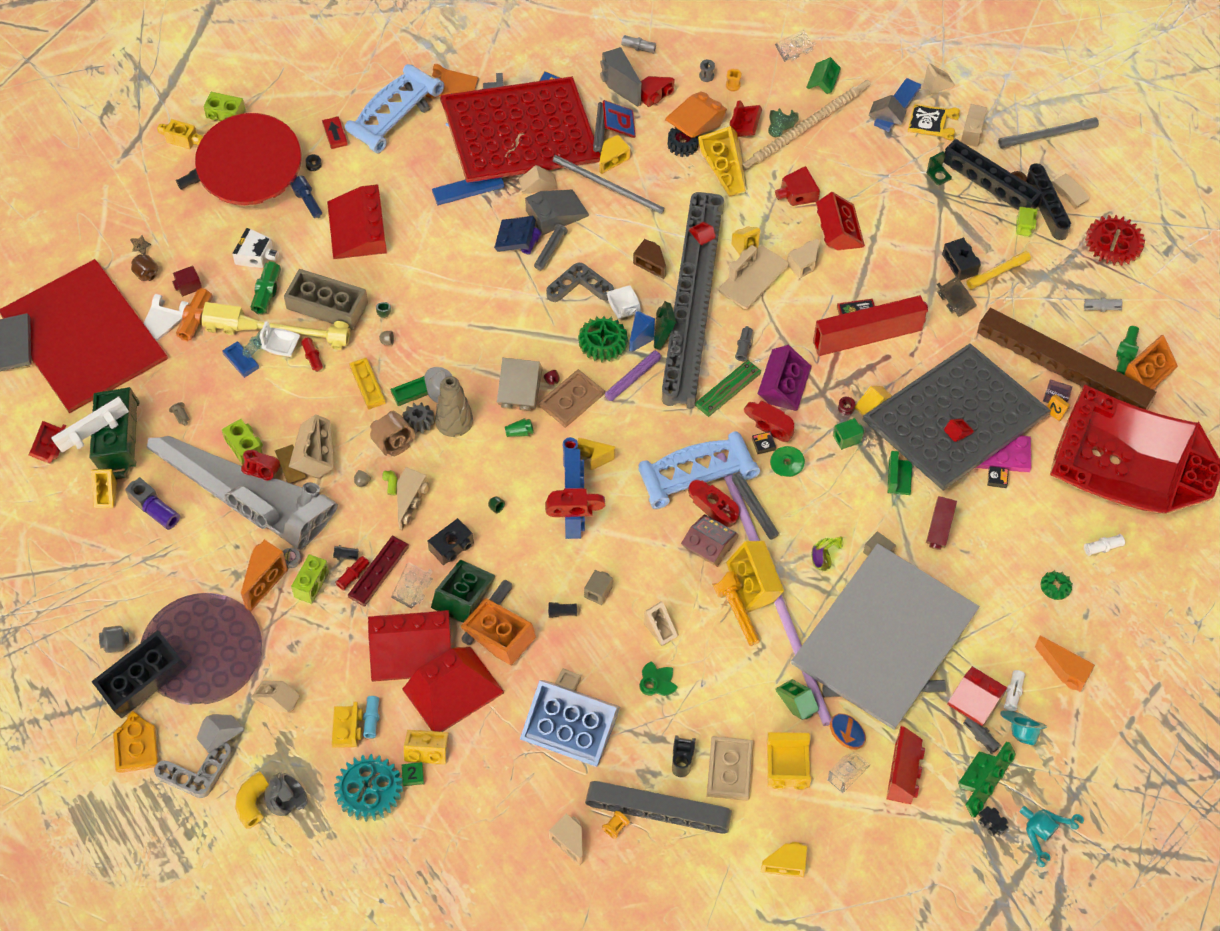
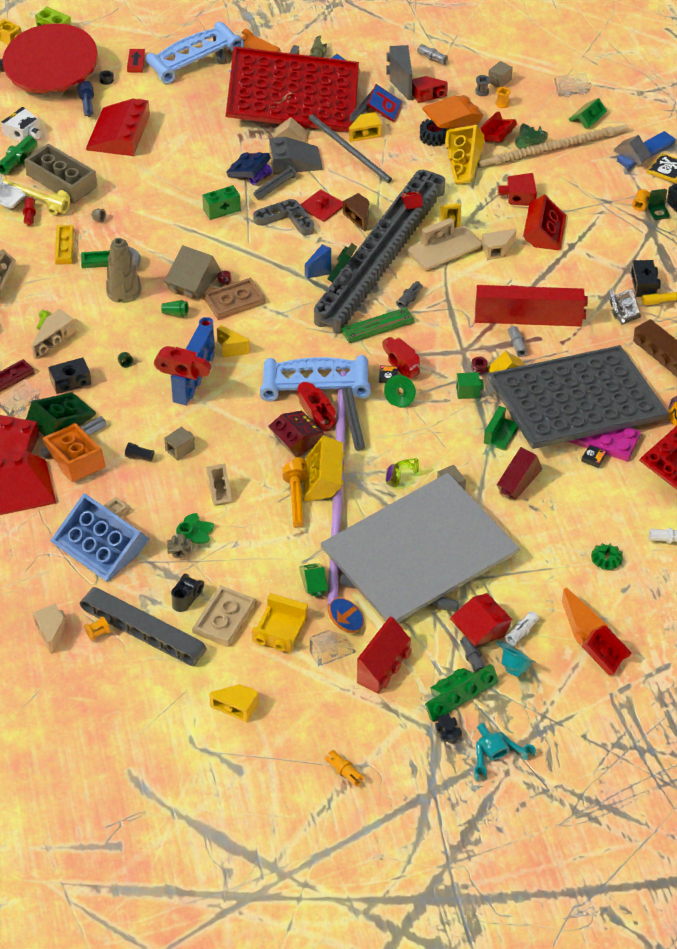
camera: 20 degrees right, 10 degrees down
(361, 478) = (20, 310): dark tan hinge -> none
(383, 309) = (106, 194): dark green hinge -> none
(391, 434) = (61, 282): medium nougat brick -> none
(419, 417) = (92, 278): dark grey gear -> none
(462, 189) = (225, 124): blue tile -> none
(508, 287) = (221, 202): none -> green brick
(520, 69) = (318, 49): none -> olive piece
(591, 338) = (283, 259): green gear -> none
(609, 259) = (322, 205): none -> red piece
(623, 302) = (315, 236): white piece -> none
(632, 375) = (296, 294): medium lavender axle -> none
(653, 706) = (179, 546): none -> dark tan gear
(719, 51) = (500, 74): none -> dark tan brick
(784, 378) = (432, 329): magenta slope -> none
(871, 367) = (517, 341): none -> light grey axle
(918, 897) = (344, 768): none -> light orange pin
(919, 167) = (642, 197): none -> light orange bush
(958, 429) = (570, 403): red slope -> none
(1103, 690) = (606, 649): none -> red bracket

